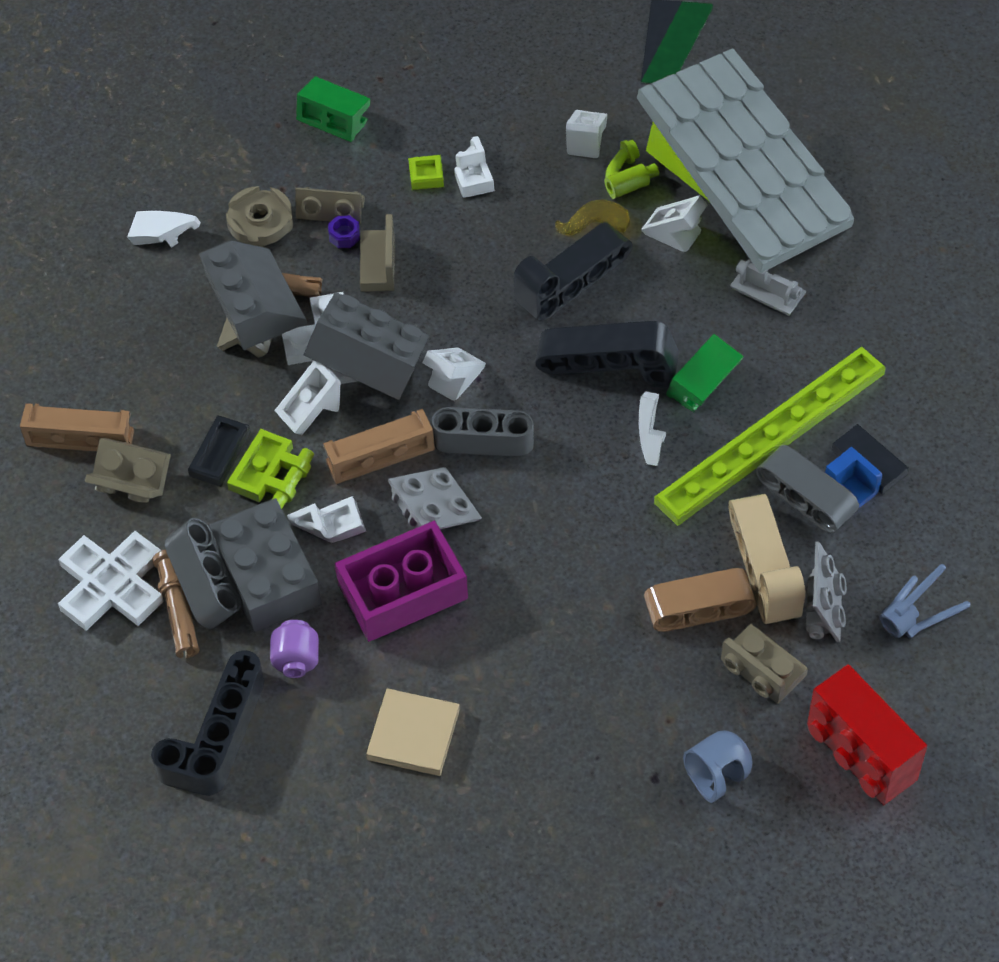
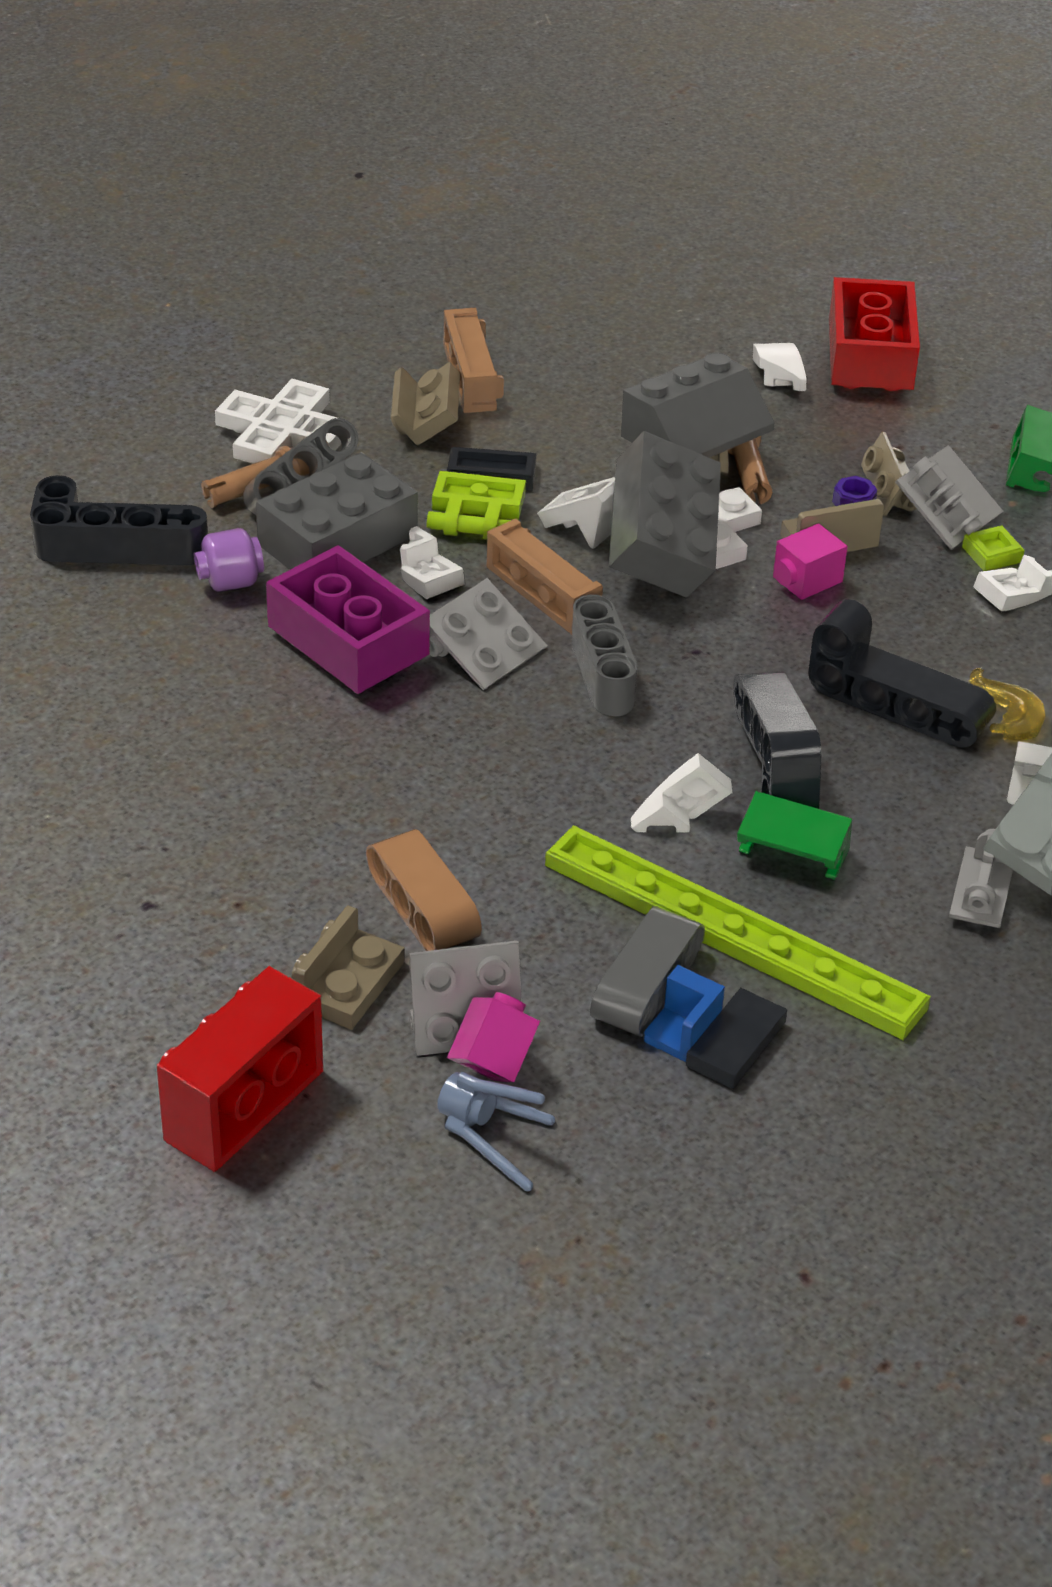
camera: 70 degrees right, 15 degrees down
(160, 156) = (873, 334): none -> red brick
(259, 231) = (838, 430): dark tan plate -> none
(377, 176) = (948, 496): none -> light grey hinge
(413, 732) = (153, 682): tan tile -> none
(417, 280) = (810, 561): none -> dark pink brick
(452, 371) = (691, 612): white slope -> none
(715, 758) = (180, 941): sand blue helmet -> none
(775, 584) = (547, 928): tan beam -> none
(866, 585) = (494, 1037): none -> dark pink brick

